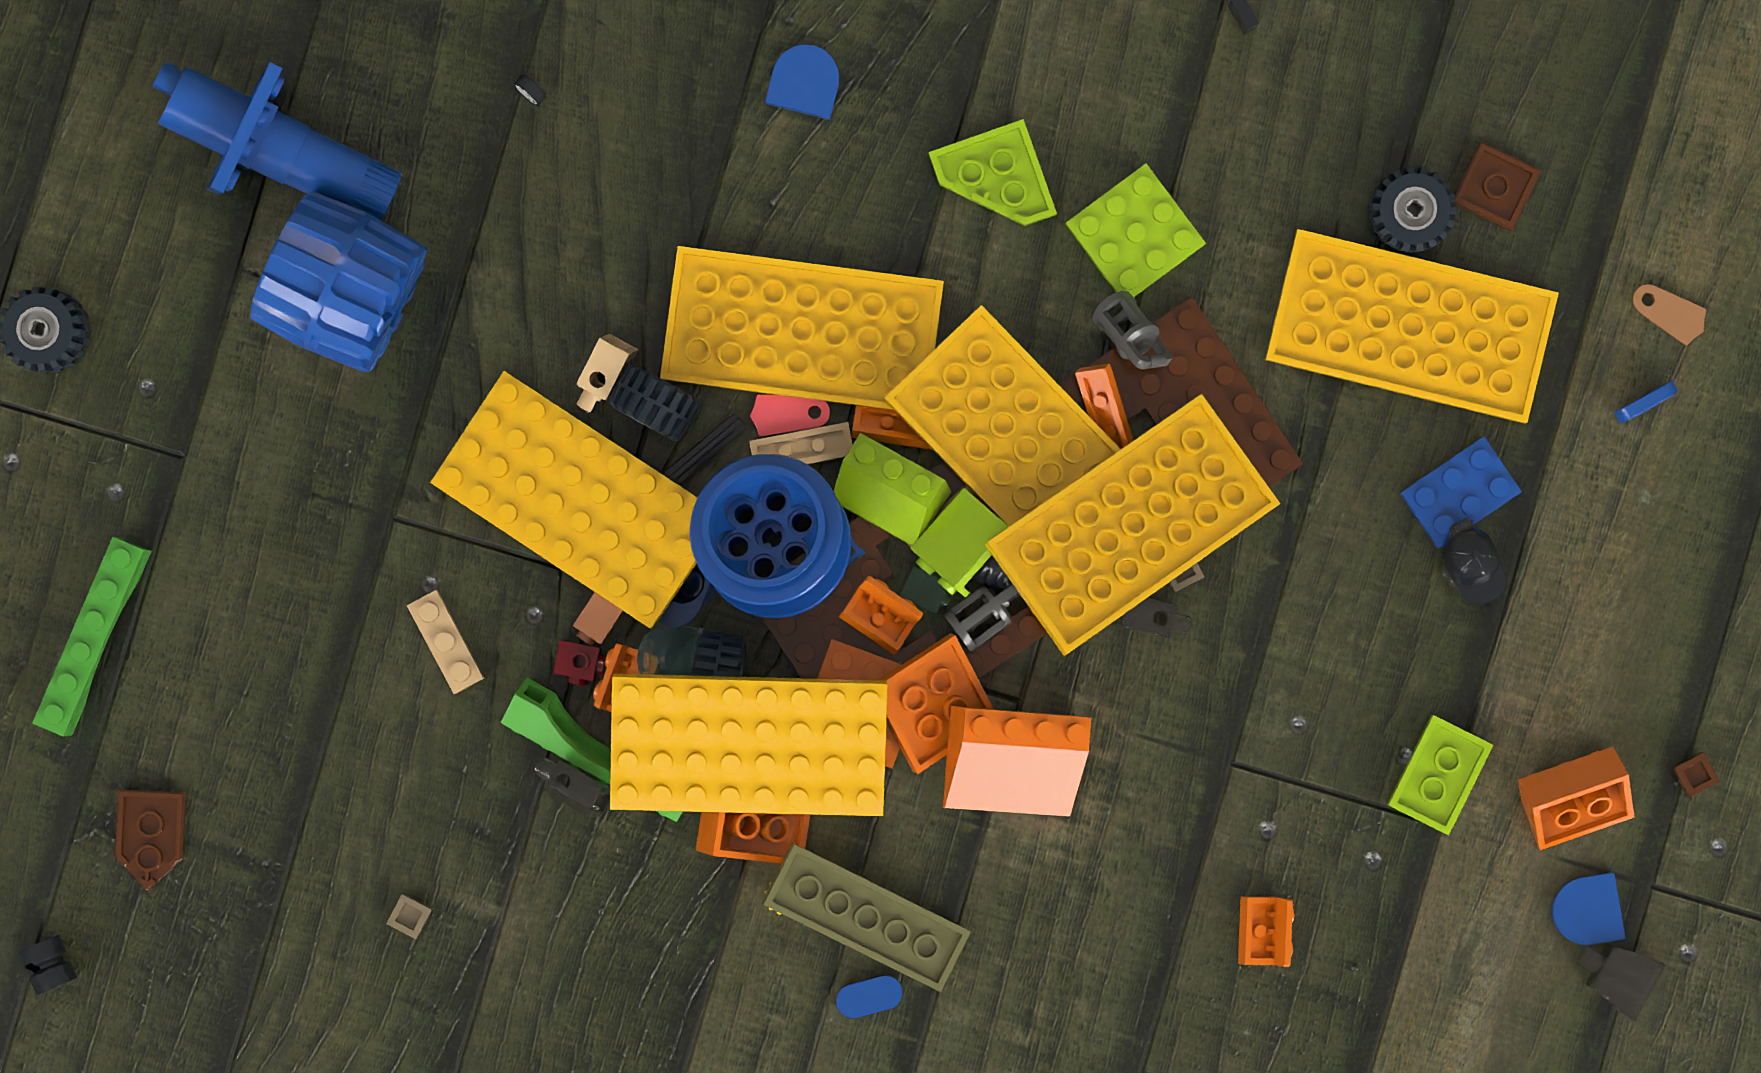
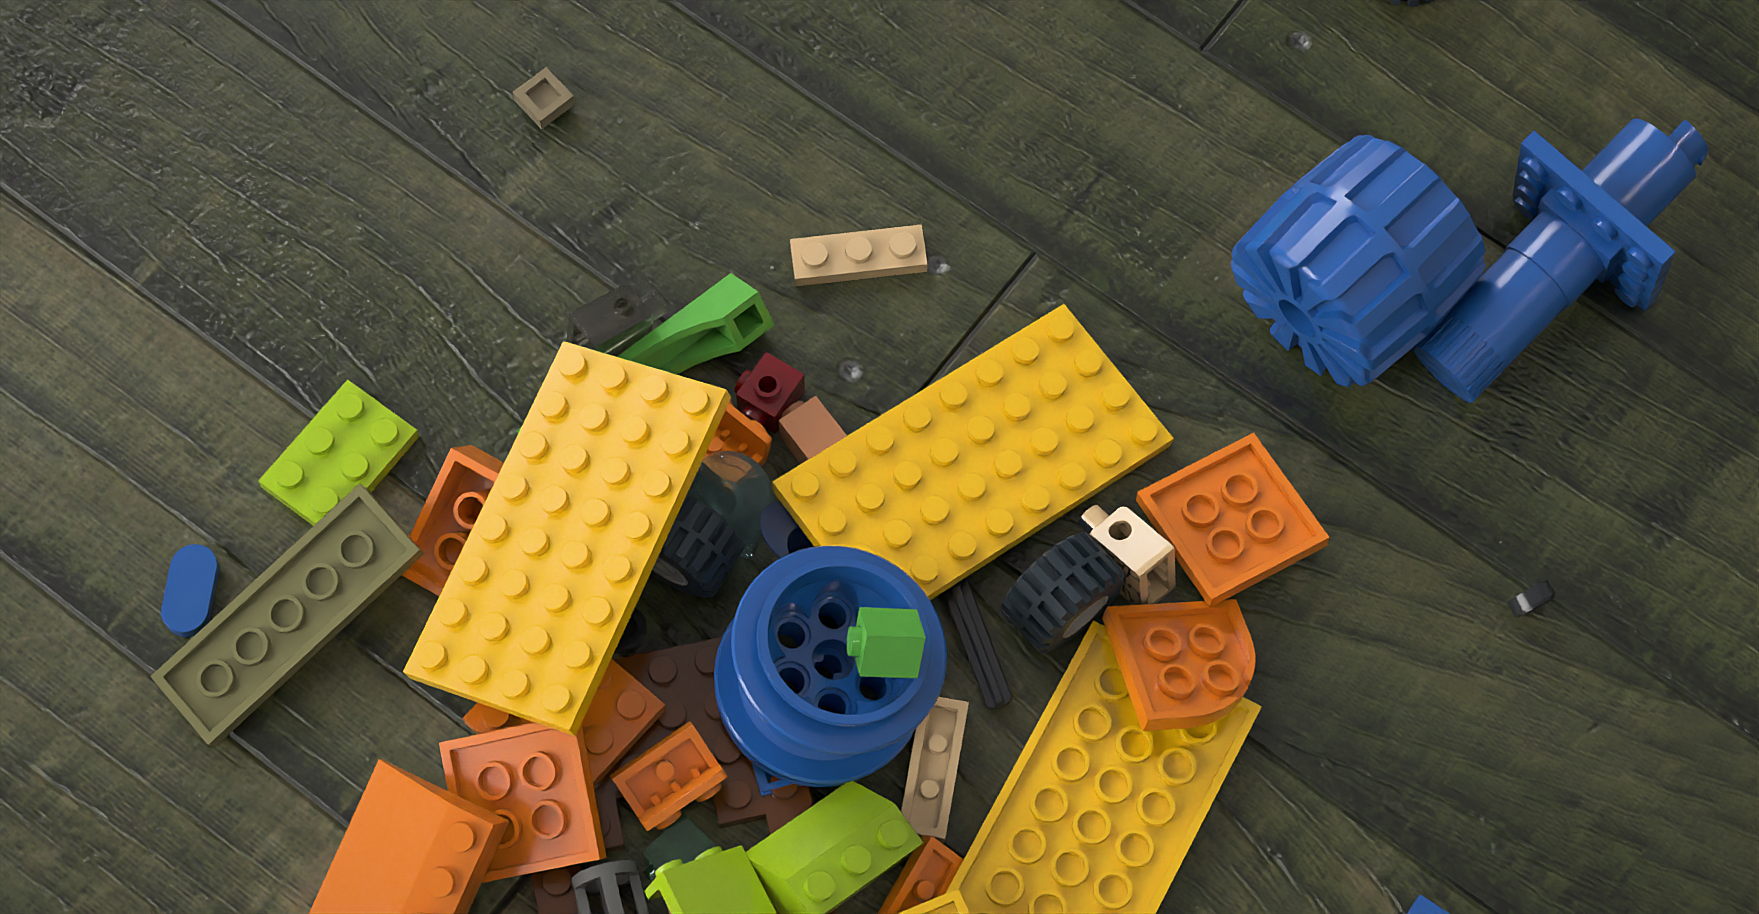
camera: 110 degrees right, 20 degrees down
(550, 310) = (1232, 519): none -> orange plate
(669, 307) = (1182, 660): none -> orange plate
(737, 939) = (341, 447): none -> lime plate
(756, 496) = (887, 642): none -> bright green brick
(786, 414) = (985, 766): coral piece -> none

